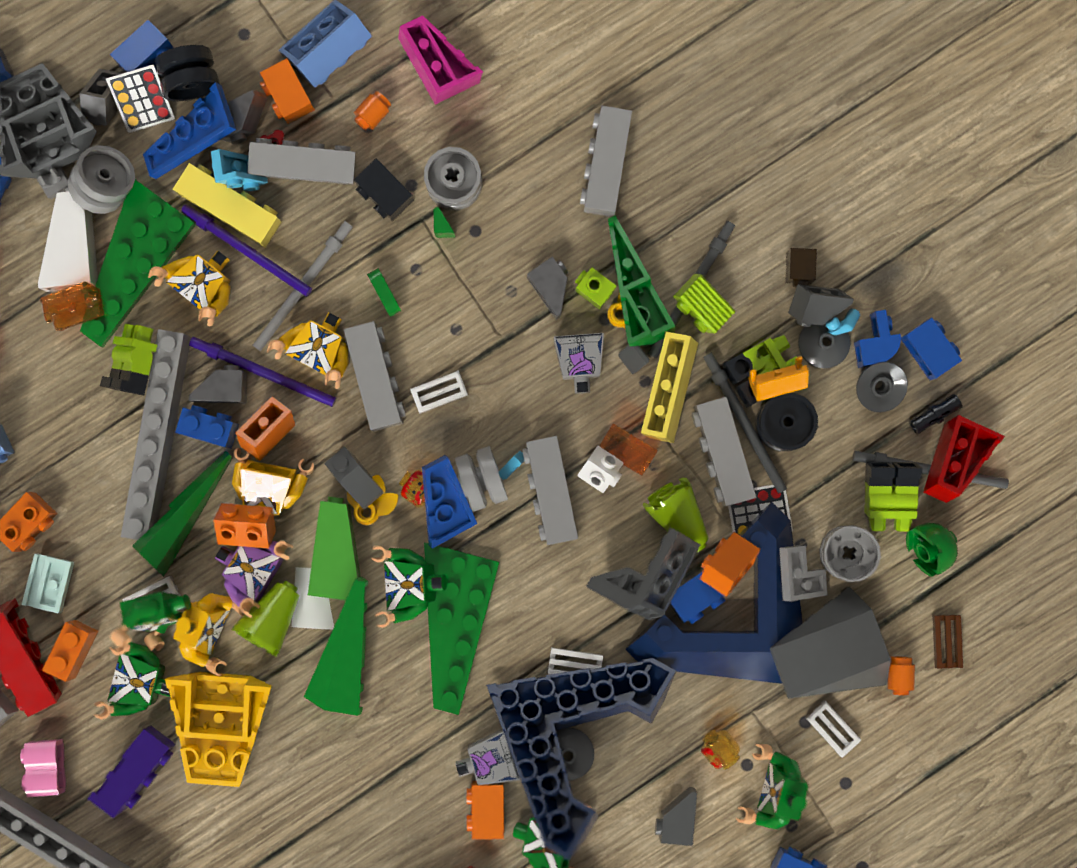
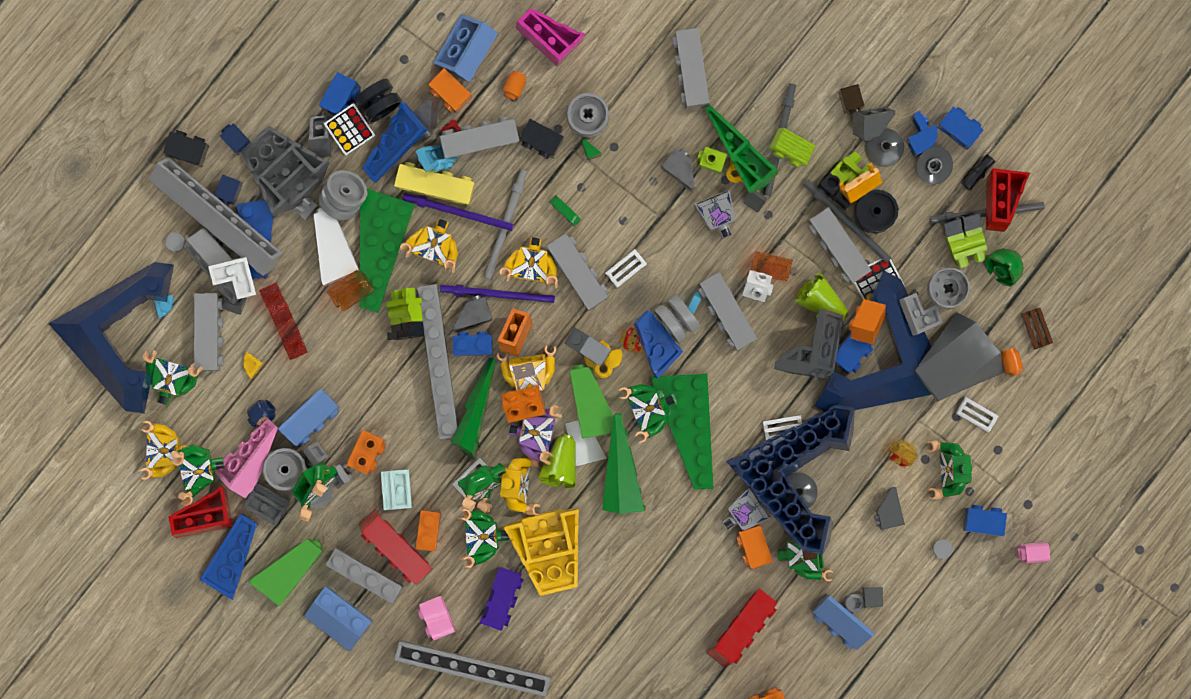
camera: 20 degrees left, 0 degrees up
(669, 387) = (787, 213): light yellow brick -> none
(838, 327) = (891, 133): medium azure arm -> none

